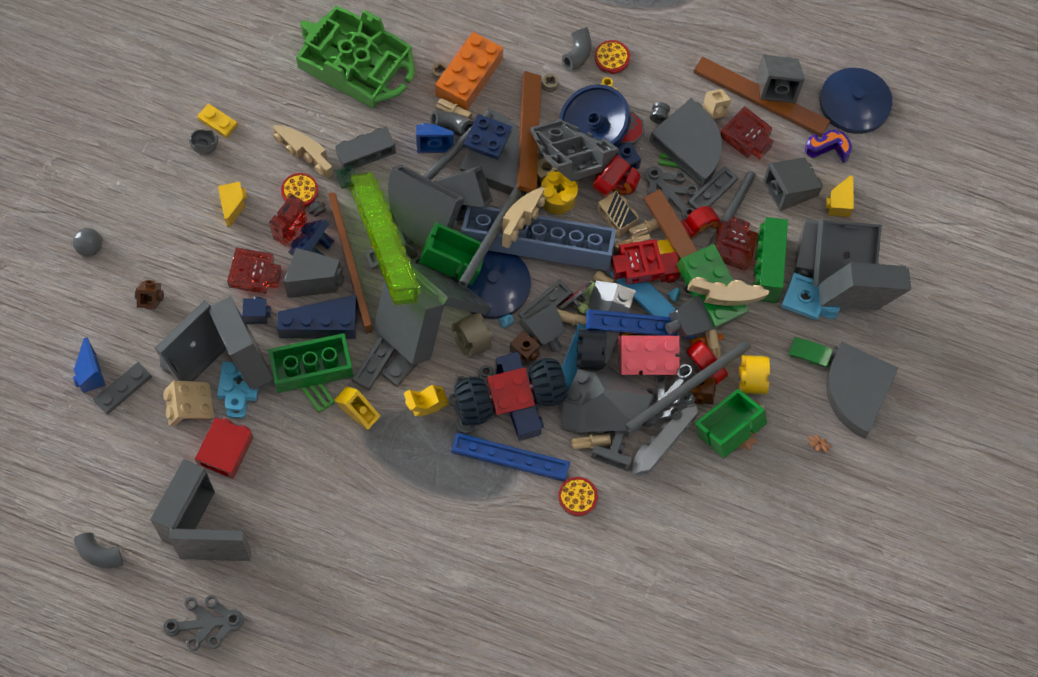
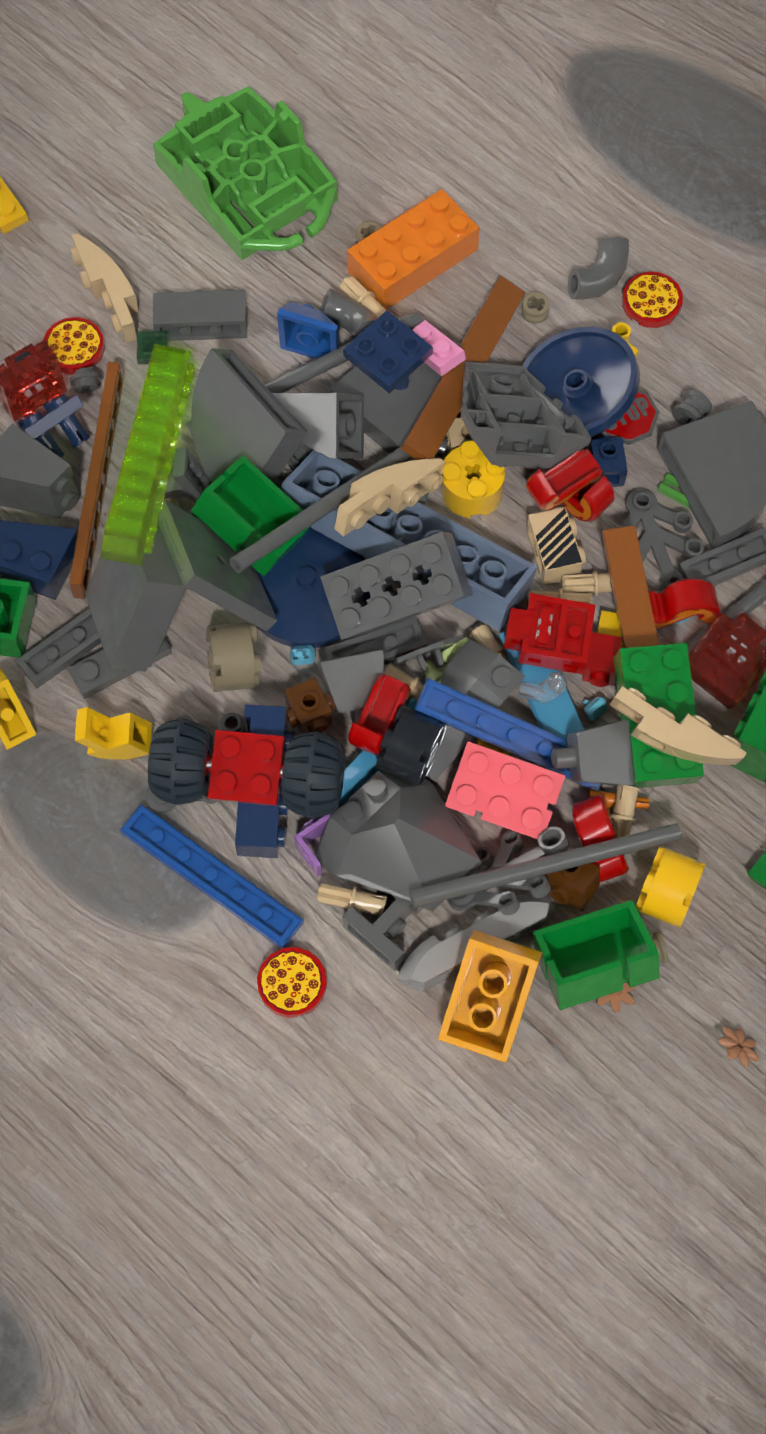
camera: 25 degrees right, 0 degrees up
(519, 126) = (445, 352): none -> bright pink plate
(548, 278) = (376, 576): none -> dark grey brick
(555, 411) = (309, 832): none -> medium lavender bracket
(568, 338) = (379, 714): none -> red animal
(647, 295) = (546, 690): none -> clear arm
(687, 463) = (489, 995): none -> light orange brick

